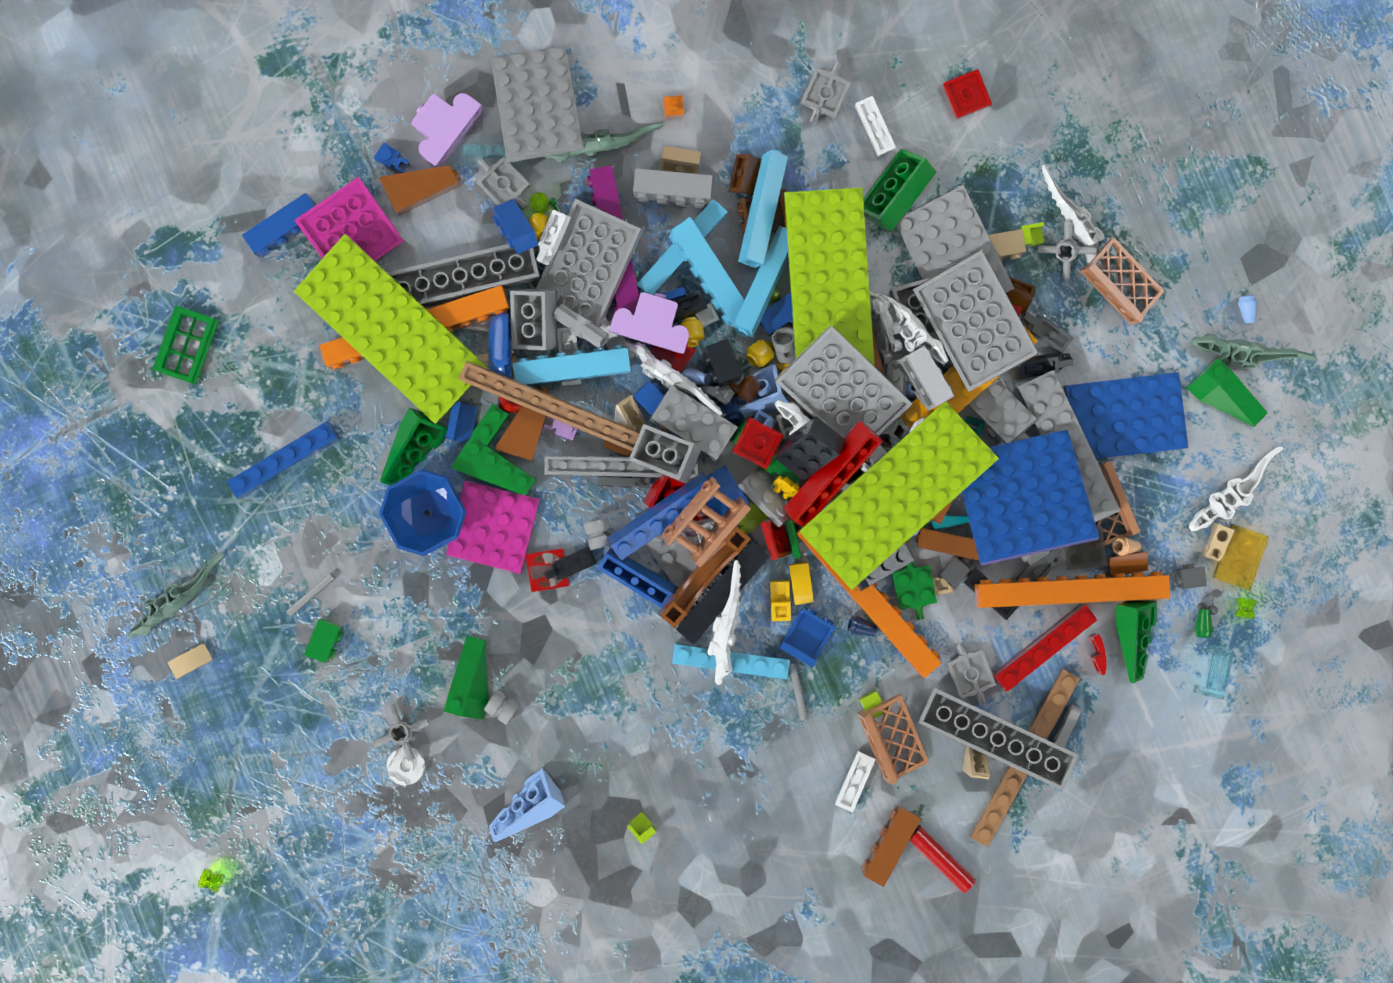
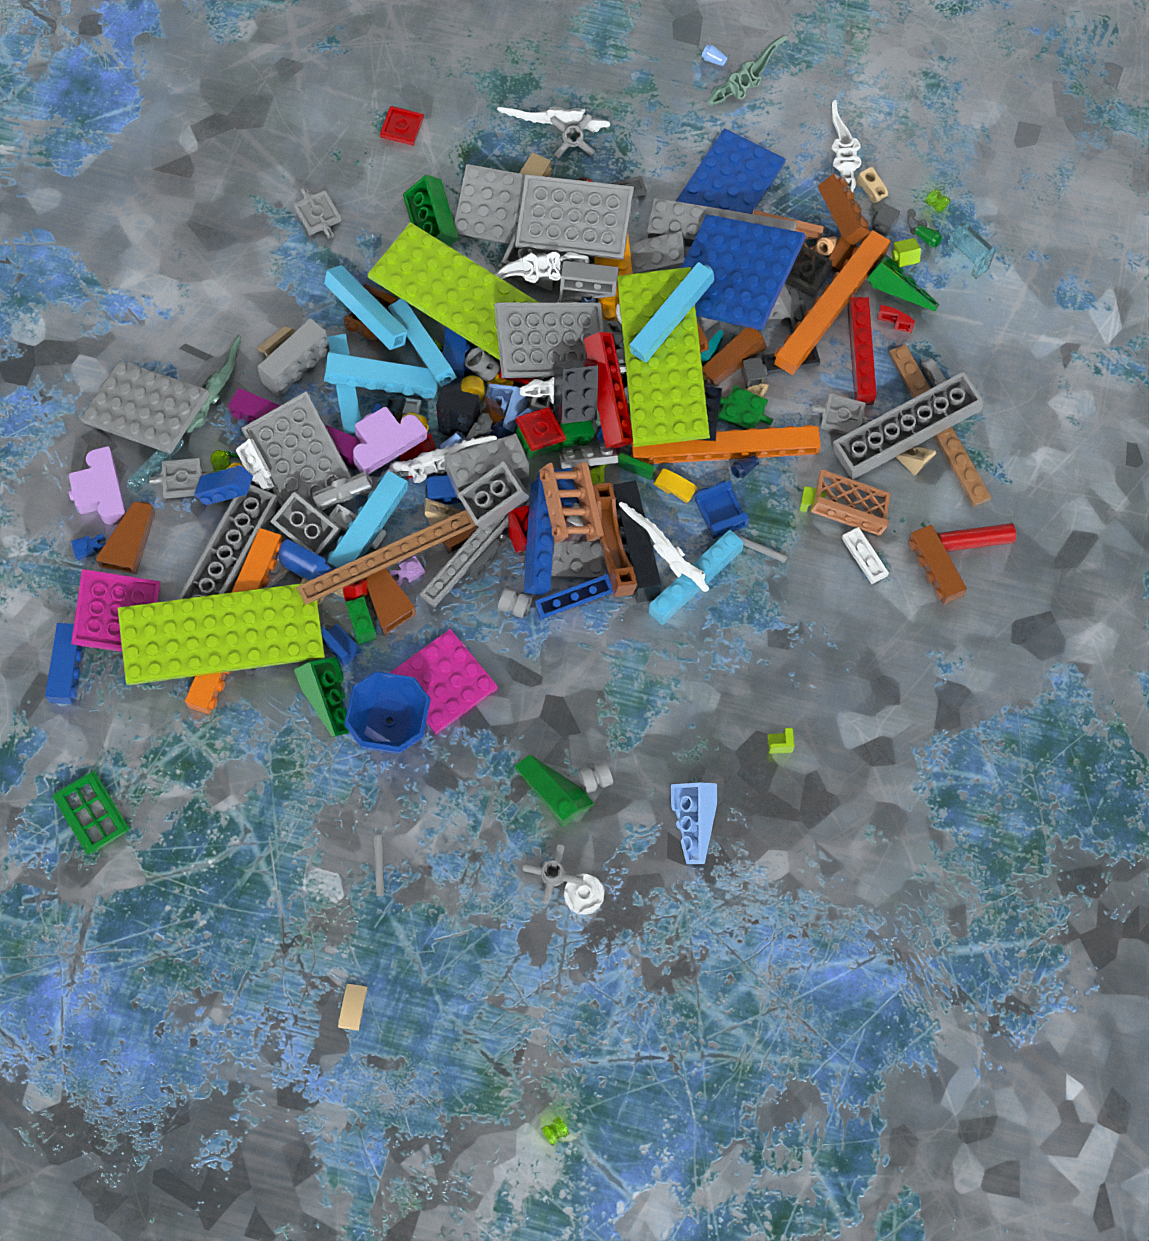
camera: 50 degrees left, 20 degrees down
(172, 600) = (289, 983): sand green animal -> none
(289, 455) = (253, 784): blue arch -> none
(324, 640) = (426, 880): green brick -> none
(486, 464) = (397, 642): green wedge -> none
(538, 564) = (512, 664): tile -> none
(571, 564) = (522, 640): black hinge -> none
(673, 106) = (233, 320): orange tile -> none
(745, 174) = (328, 306): reddish brown panel -> none
(776, 540) = (625, 473): red tile -> none
(780, 600) = (677, 511): yellow slope -> none
(785, 485) = (589, 437): yellow piece -> none
(875, 126) = (371, 197): white plate -> none
(885, 328) = (510, 273): light grey plant -> none
(940, 477) = (672, 312): none -> medium azure brick
(1033, 234) = (542, 150): lime panel -> none
(1043, 364) = (641, 213): black hinge -> none
(1109, 289) = (627, 127): nougat fence -> none
(1170, 618) = (906, 252): none -> lime brick
(1171, 536) = (844, 208): none -> dark orange brick
(1224, 391) = (764, 108): green wedge -> none
(1241, 558) = (899, 180): clear yellow tile -> none

